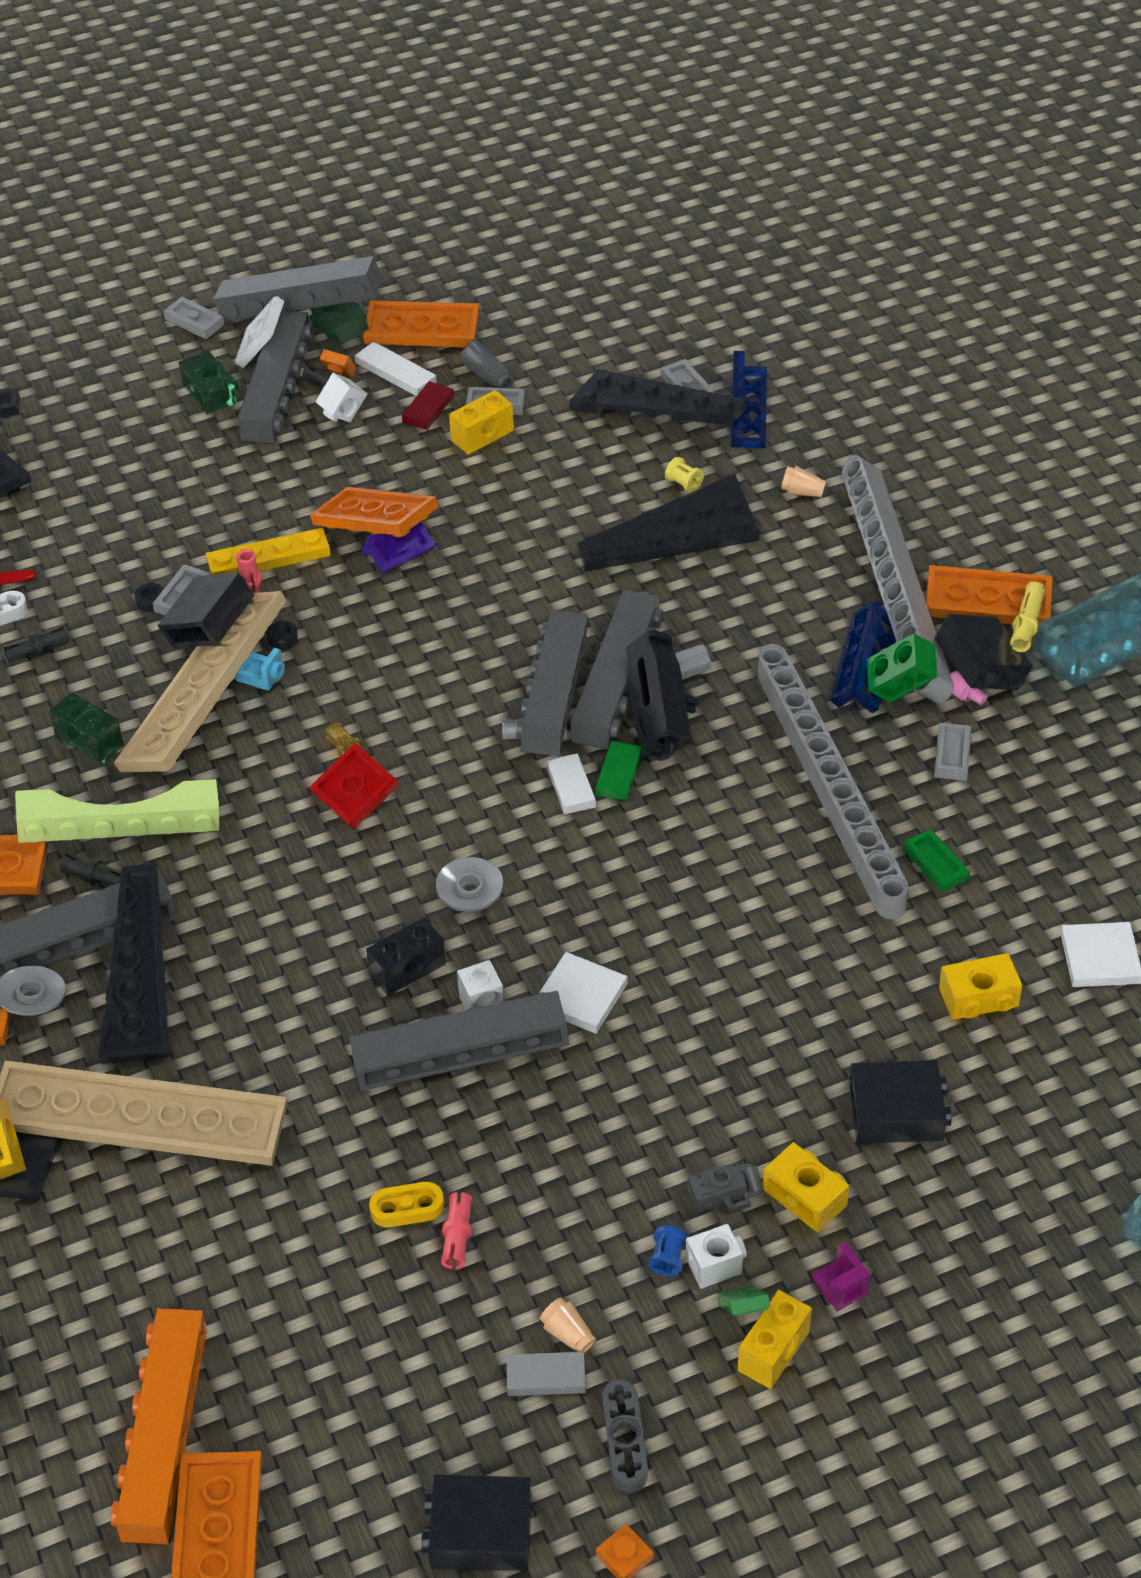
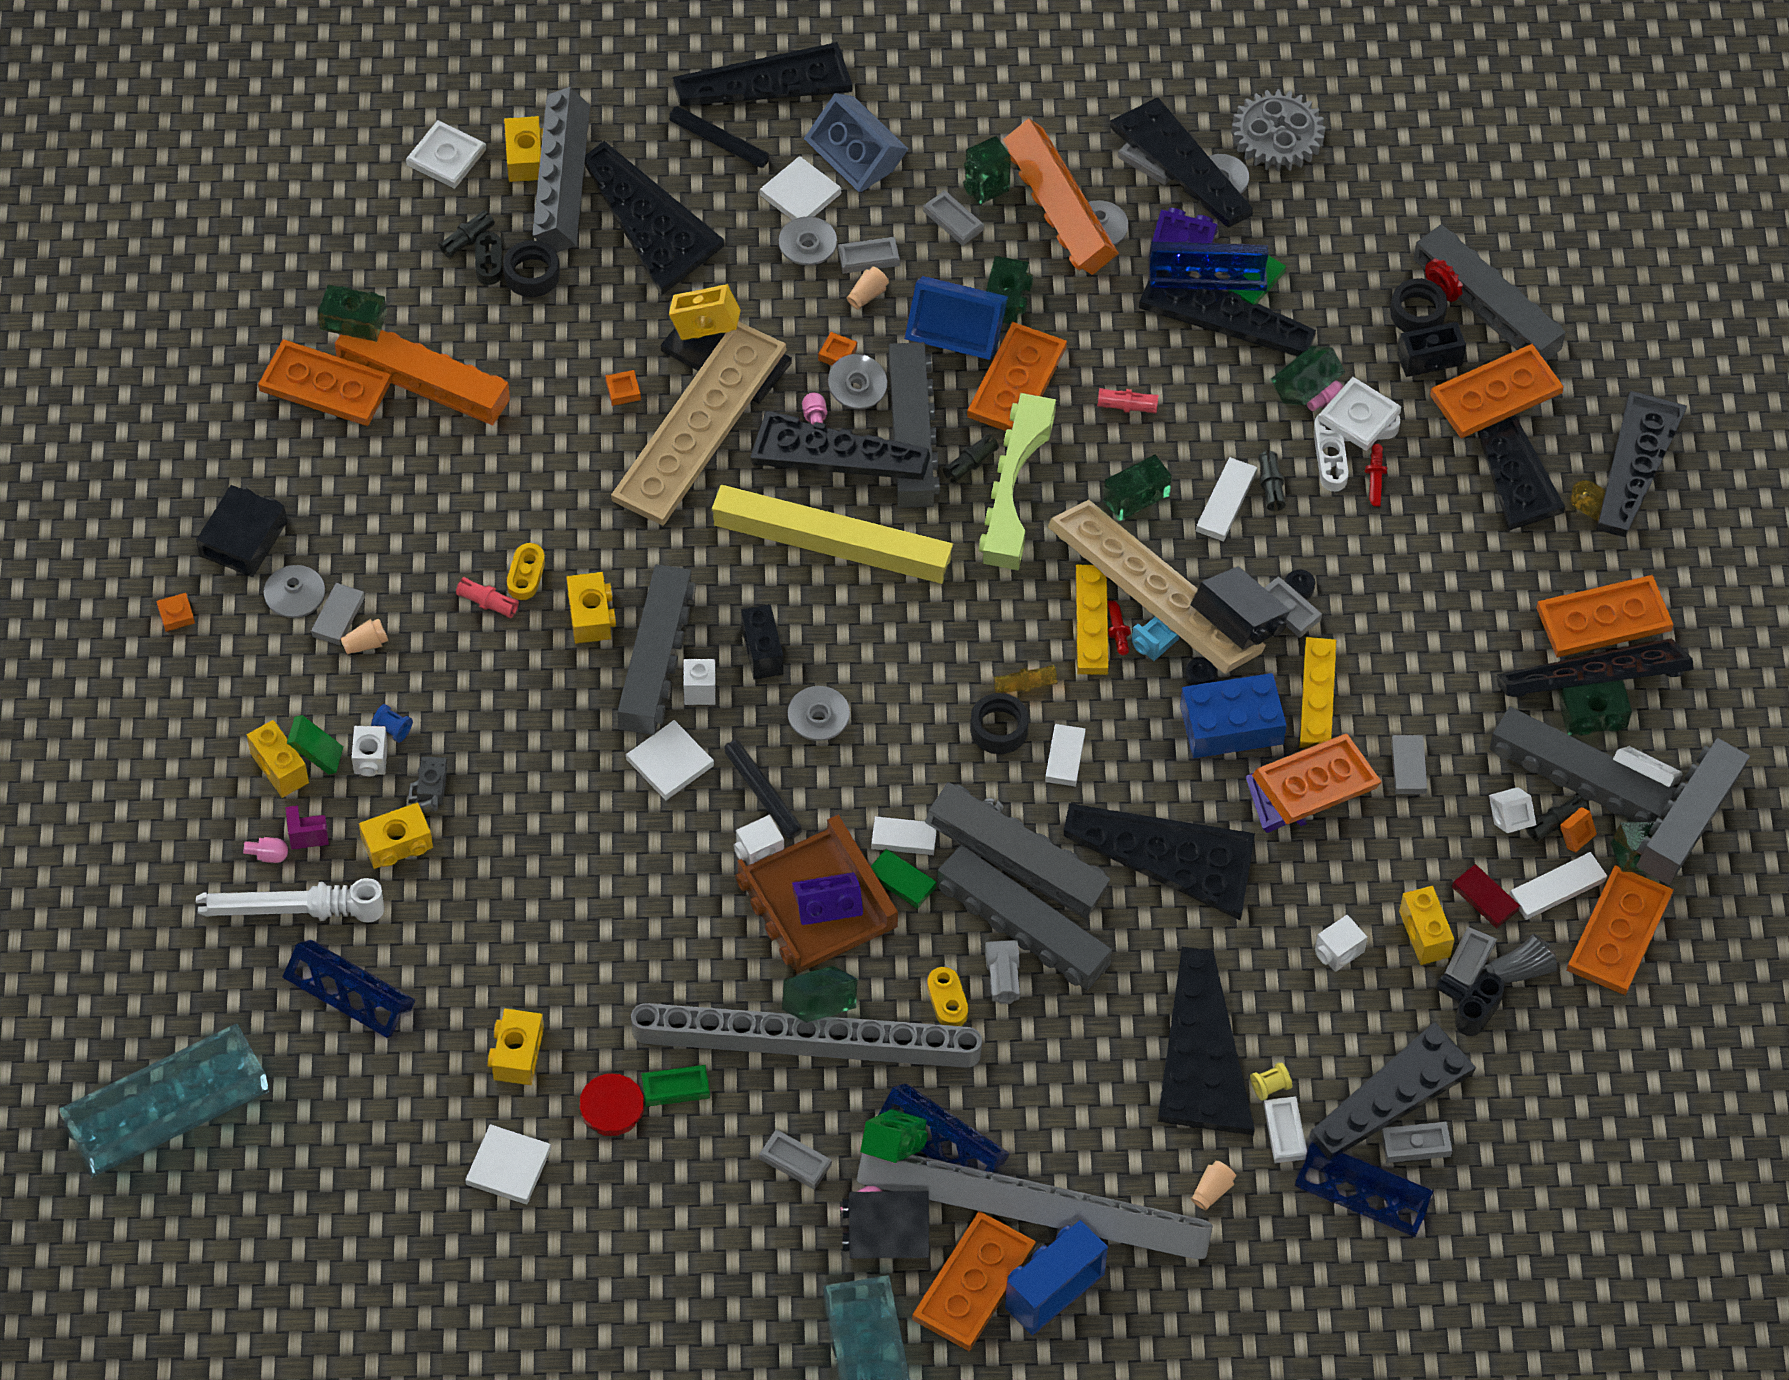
camera: 110 degrees right, 10 degrees up
(69, 671) = (1226, 499): none -> white tile
(77, 1022) = (814, 408): none -> bright pink cylinder
(106, 401) = (1604, 616): none -> orange plate
(112, 1208) = (623, 388): none -> orange plate
(119, 1532) = (352, 312): none -> clear green brick
(158, 374) = (1615, 665): none -> black wing
(194, 317) = (1716, 723): light grey plate -> none
(241, 950) = (831, 534): none -> light yellow tile
(248, 569) = (1266, 651): coral pin -> none
(255, 726) = (1091, 621): none -> yellow plate
(260, 702) = (1118, 629): none -> red piece
(317, 480) = (1409, 764): none -> light grey tile
(326, 591) = (1233, 715): none -> blue piece
(354, 786) = (973, 665): red tile -> none
(408, 767) = (999, 703): none -> black tyre
(420, 698) = (1065, 755): none -> white tile
(420, 1139) = (588, 623): none -> yellow brick
(490, 591) = (1186, 856): none -> black wing
(526, 468) = (1340, 943): none -> white brick
(532, 1454) = (294, 601): none -> light grey dish
(539, 379) = (1473, 1000): none -> black beam
(575, 905) = (763, 789): none -> black axle
(618, 1450) = (252, 634): dark grey beam -> none
(642, 880) = (758, 840): none -> white brick
(658, 695) = (958, 924): black piece -> none
(672, 822) = (818, 856): none -> dark orange panel
(674, 804) = (828, 898): none -> dark purple bracket
(722, 461) = (1285, 1129): none -> white tile
(725, 701) = (947, 995): none -> yellow plate
(791, 764) = (819, 994): none -> clear green brick
(887, 1308) = (268, 849): none -> bright pink cylinder
(898, 1101) = (438, 933): black brick -> none
(925, 1223) = (362, 900): none -> white piece
(959, 532) = (1055, 1276): none -> blue piece
(987, 899) = (611, 1104): none -> red tile
(993, 1157) = (352, 977): none -> clear blue fence
(1026, 623) = (904, 1274): light yellow pin -> none

